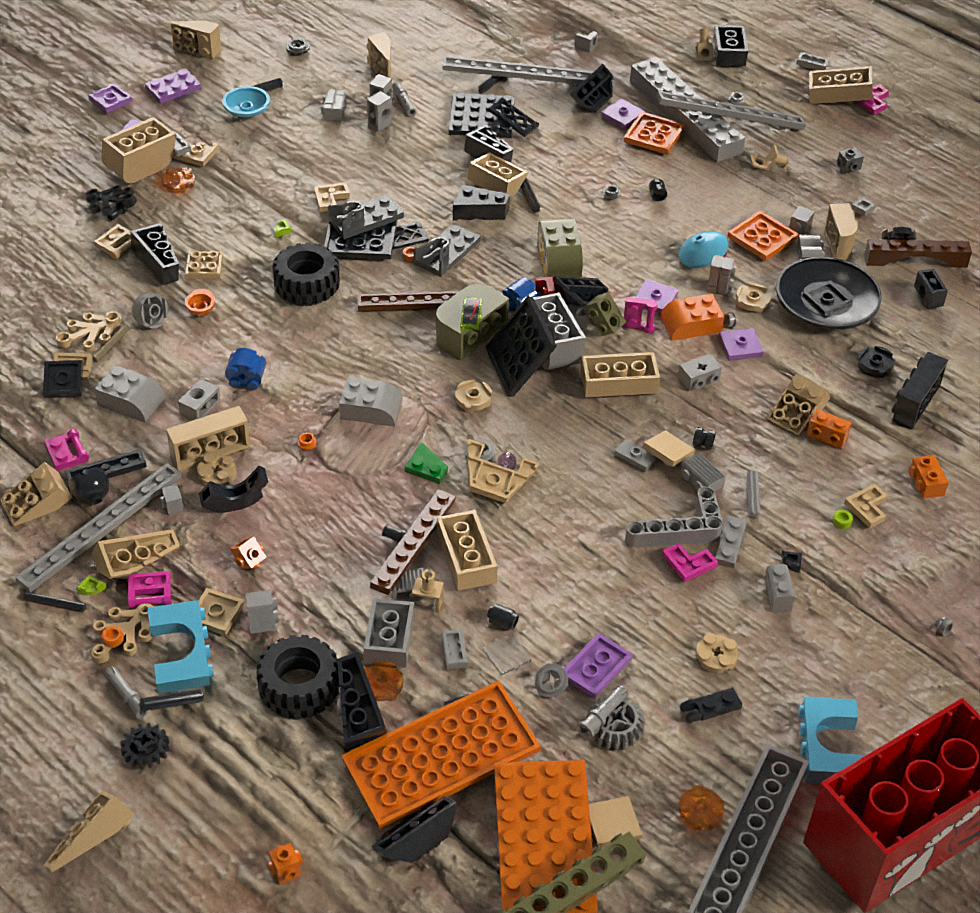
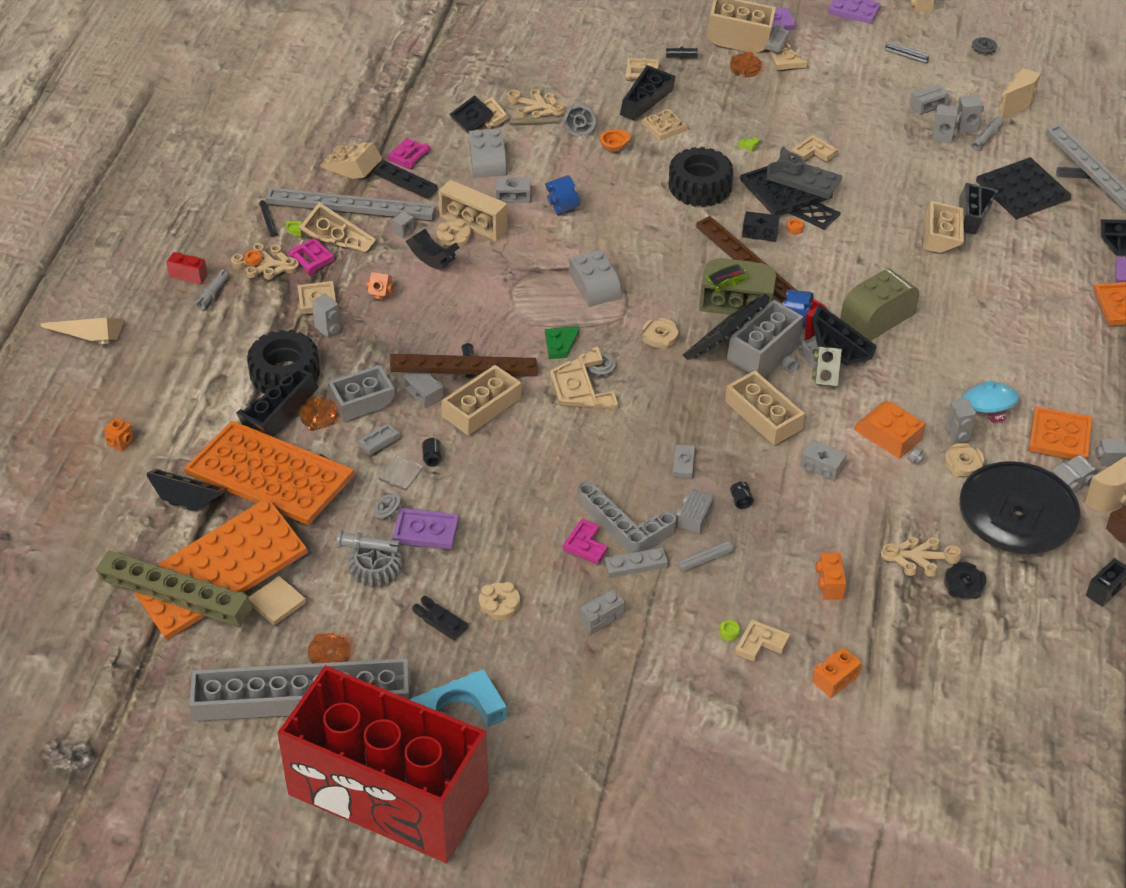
camera: 60 degrees right, 0 degrees up
(77, 699) = (187, 268): none -> red brick
(90, 487) = (377, 178): black cylinder -> none
(94, 196) = (681, 41): black plant -> none
(147, 745) = (172, 320): black gear -> none
(171, 700) = (218, 312): black axle -> none
(193, 669) = (257, 310): medium azure arch -> none
(246, 101) = (872, 50): medium azure dish -> none
(306, 441) = (524, 265): orange plate -> none
(397, 272) = (760, 226): none -> black brick
(429, 588) = (419, 395): tan bracket -> none
(445, 250) = (820, 243): dark grey plate -> none
(480, 203) = (896, 234): black wedge -> none
(509, 458) = (602, 384): plate -> none
(513, 124) = (1038, 222): black window -> none
(530, 196) = (947, 261): black axle -> none
(611, 192) = (1008, 310): dark grey plate -> none
(633, 314) = (850, 387): dark pink plate -> none
(658, 190) = (1044, 337): black wheel -> none
(658, 292) = (899, 392): plate -> none
(668, 448) = (705, 475): tan tile -> none
(741, 344) = (893, 476): medium lavender plate -> none
(792, 560) = (648, 613): black tile -> none
(798, 404) = (854, 540): tan slope -> none
(854, 352) = (919, 554): none -> tan plant
(919, 390) = (943, 621): black brick -> none
(944, 625) = (654, 748): light grey plate -> none

